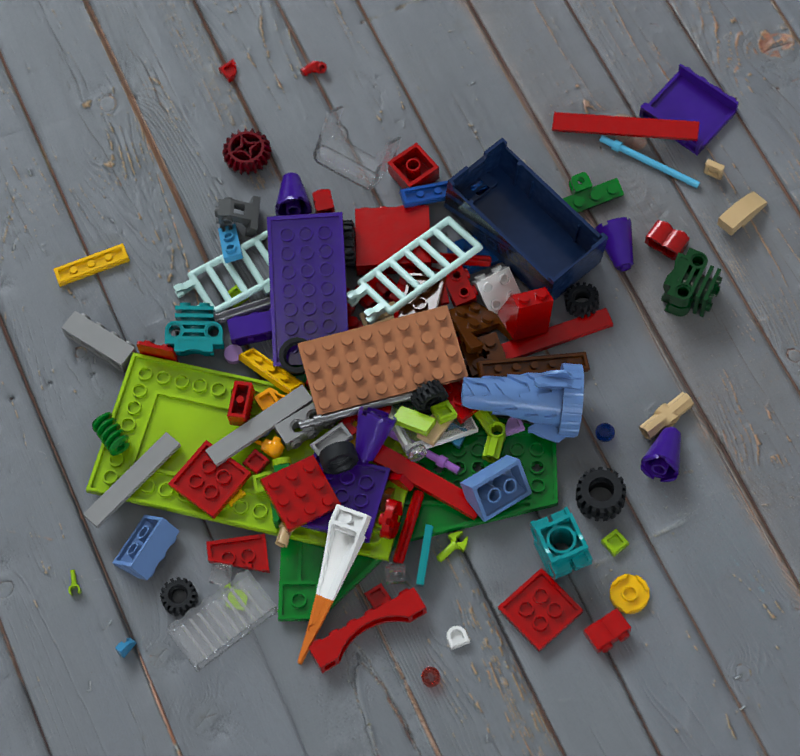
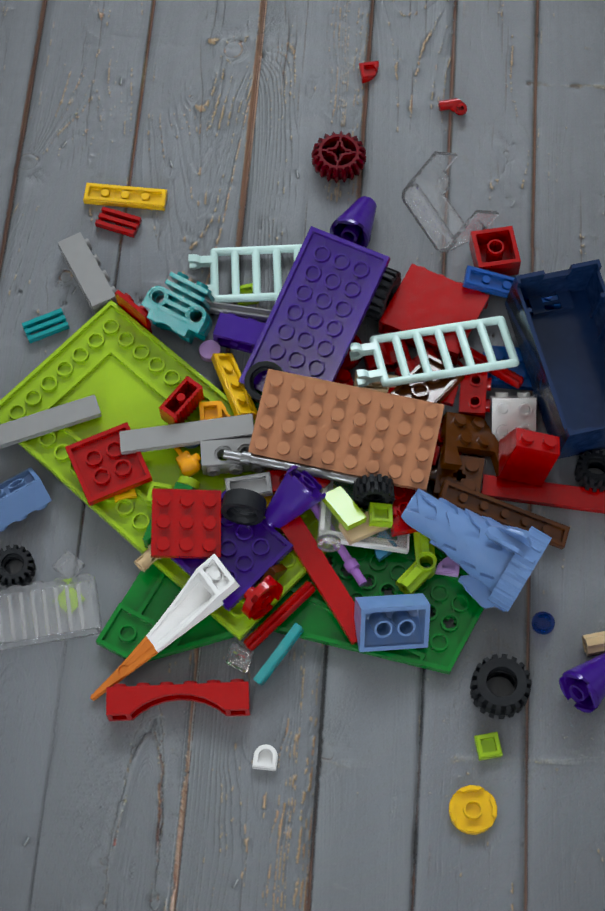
camera: 25 degrees right, 0 degrees up
(76, 408) = (44, 322): none -> teal tile
(98, 285) = (119, 218): none -> red tile
(110, 435) = (39, 369): green piece -> none
(230, 244) = (269, 239): dark azure hinge -> none
(240, 552) = (99, 553): red wing -> none
(249, 219) = (301, 223): dark grey tile -> none
(256, 462) = (164, 469): red tile -> none
(323, 201) = (383, 241): red brick -> none
(376, 595) = (209, 670): red tile -> none
(401, 481) = (297, 564): red tile -> none
(427, 682) = (221, 781): clear red bush -> none
(453, 545) = (316, 660): lime bar -> none
(540, 609) = (368, 776): red plate -> none
(560, 530) = (433, 702): teal piece -> none
(607, 631) = (425, 838): red brick -> none

